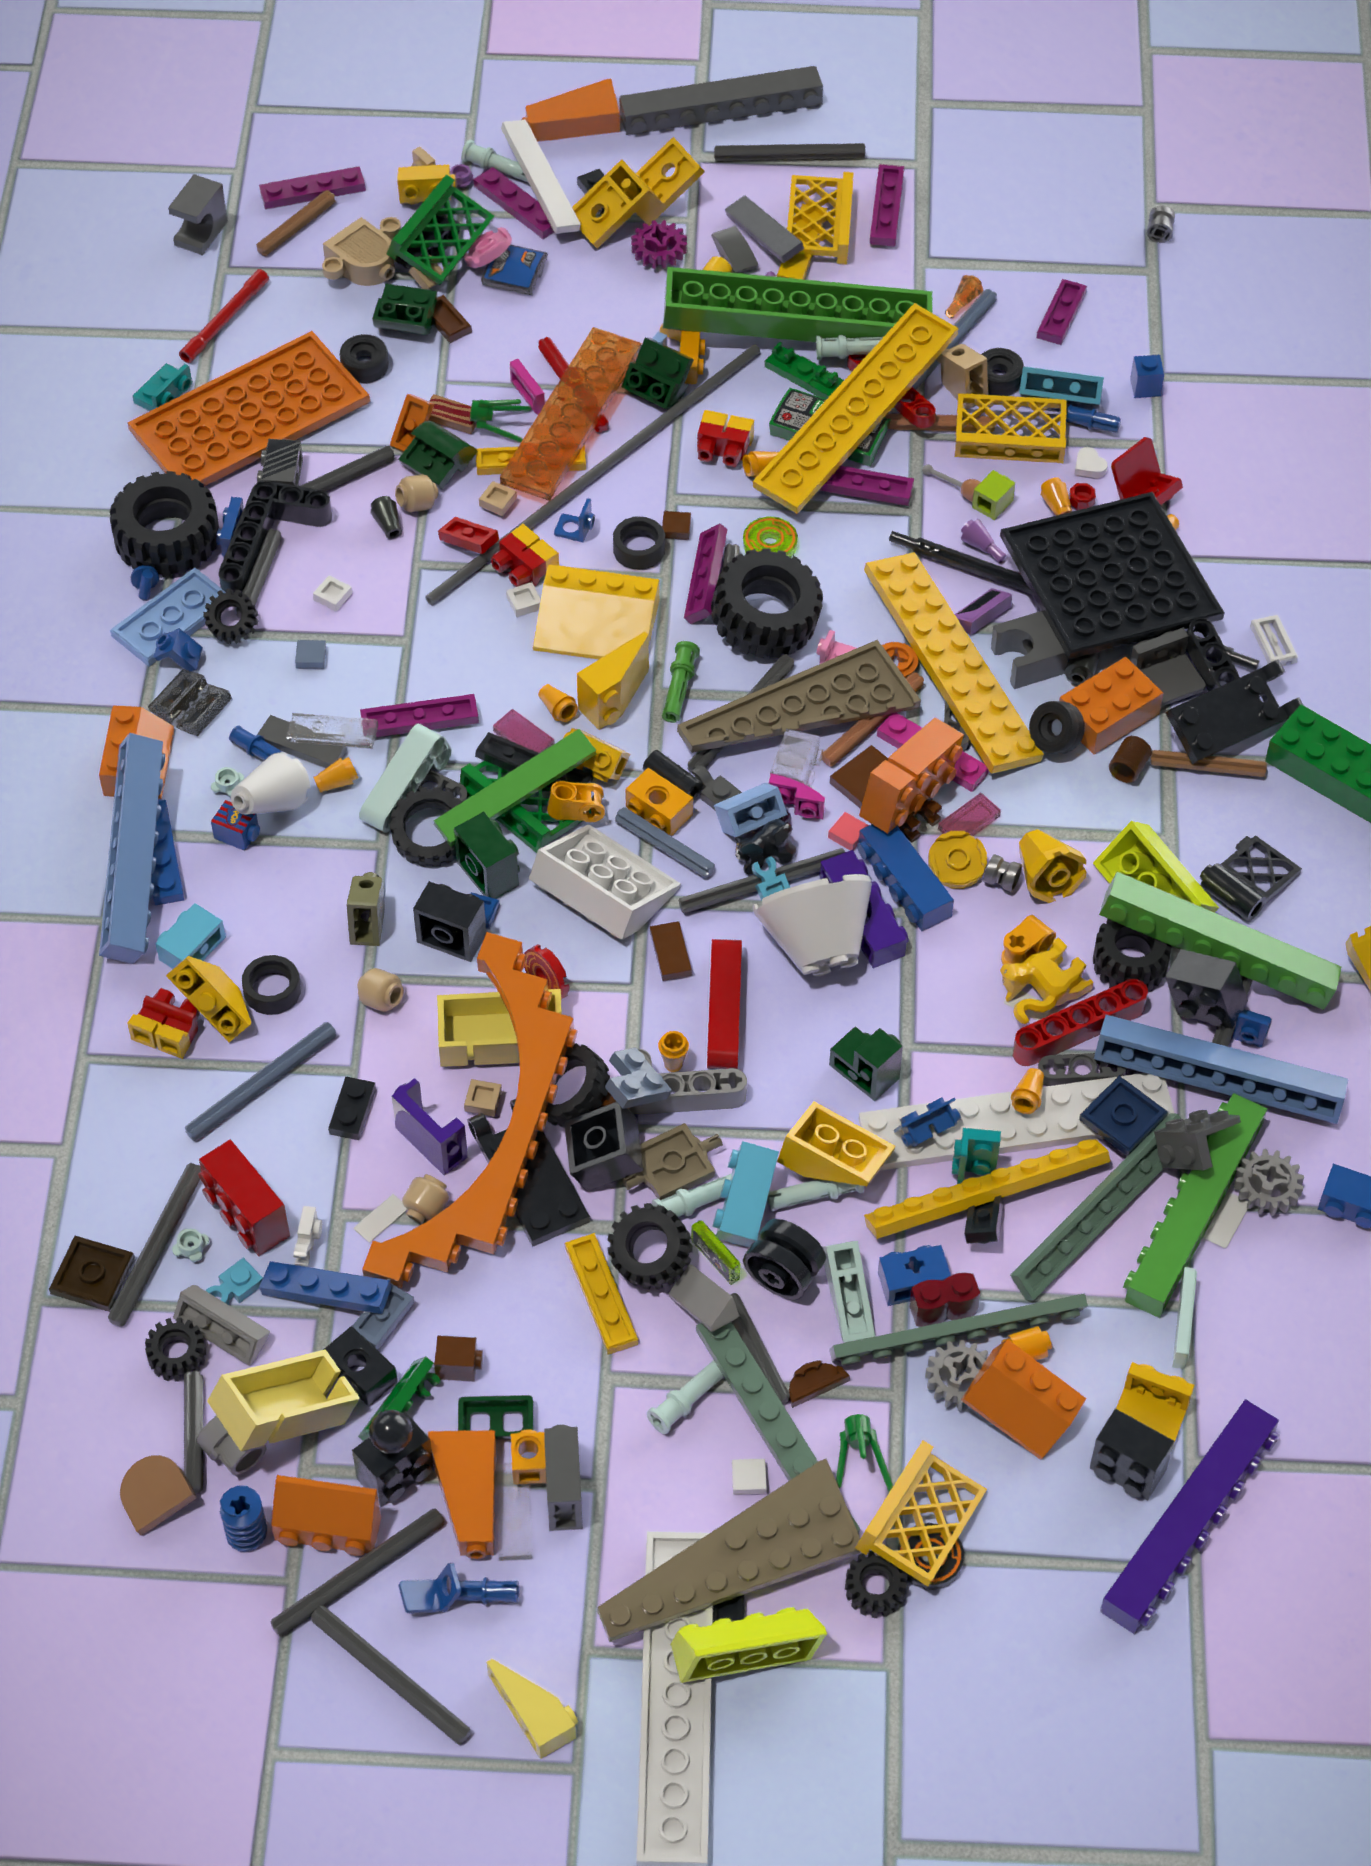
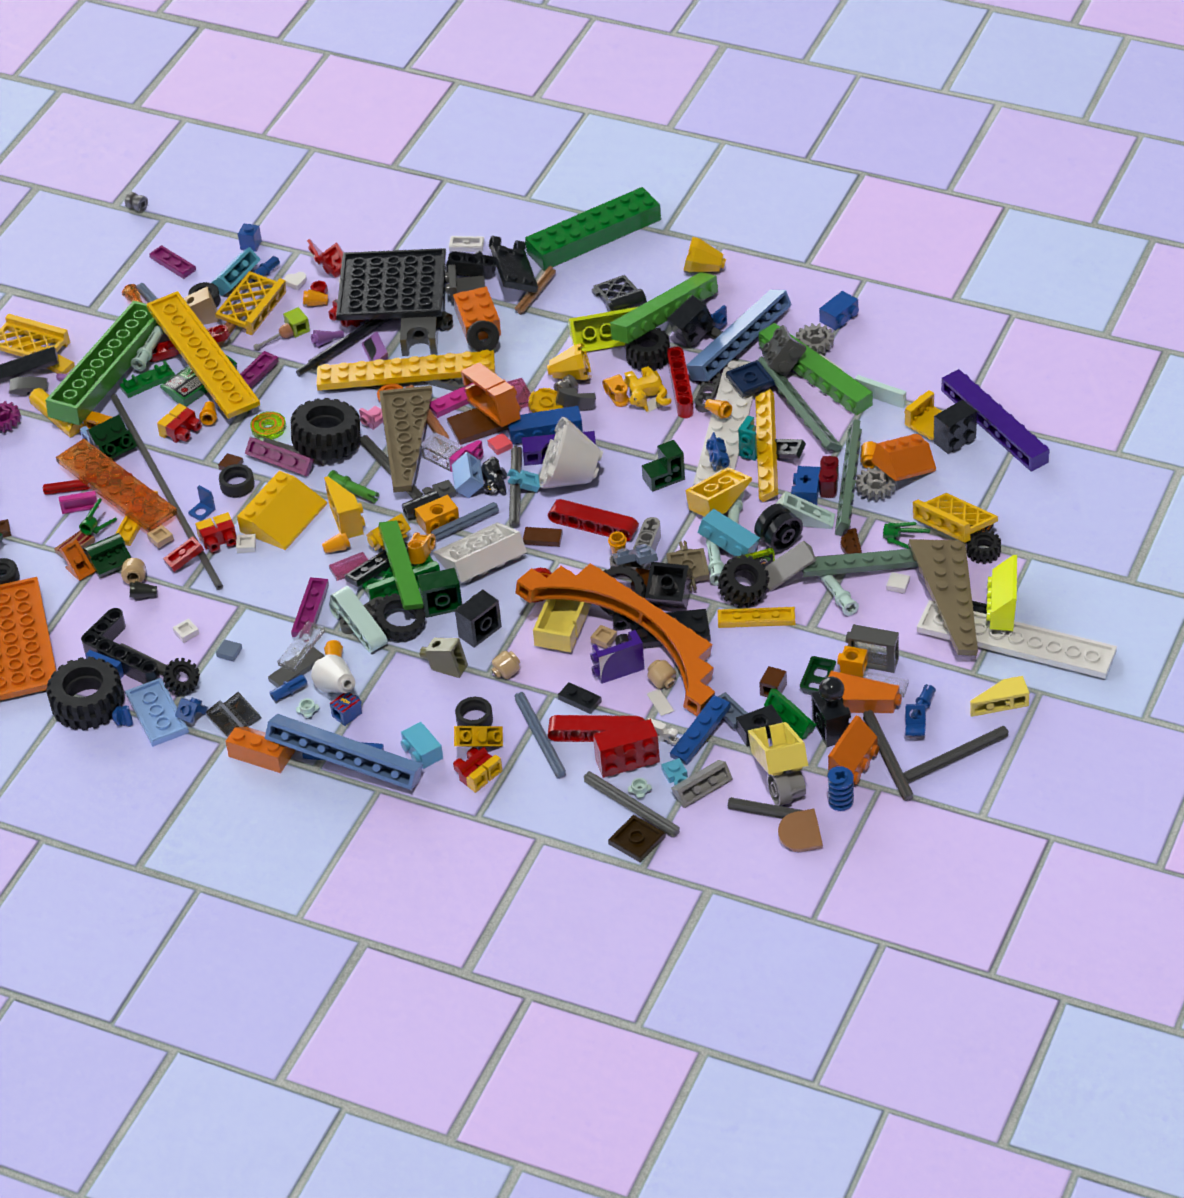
camera: 65 degrees left, 10 degrees down
(170, 1333) = (709, 797): black tyre -> none
(281, 462) = (68, 630): brick -> none
(289, 1148) = (582, 727): none -> red beam
(352, 470) = (91, 600): dark grey axle -> none
(886, 205) = (38, 310): magenta plate -> none
(971, 888) = (569, 397): none -> dark grey slope
(1130, 759) = (517, 317): reddish brown piece -> none

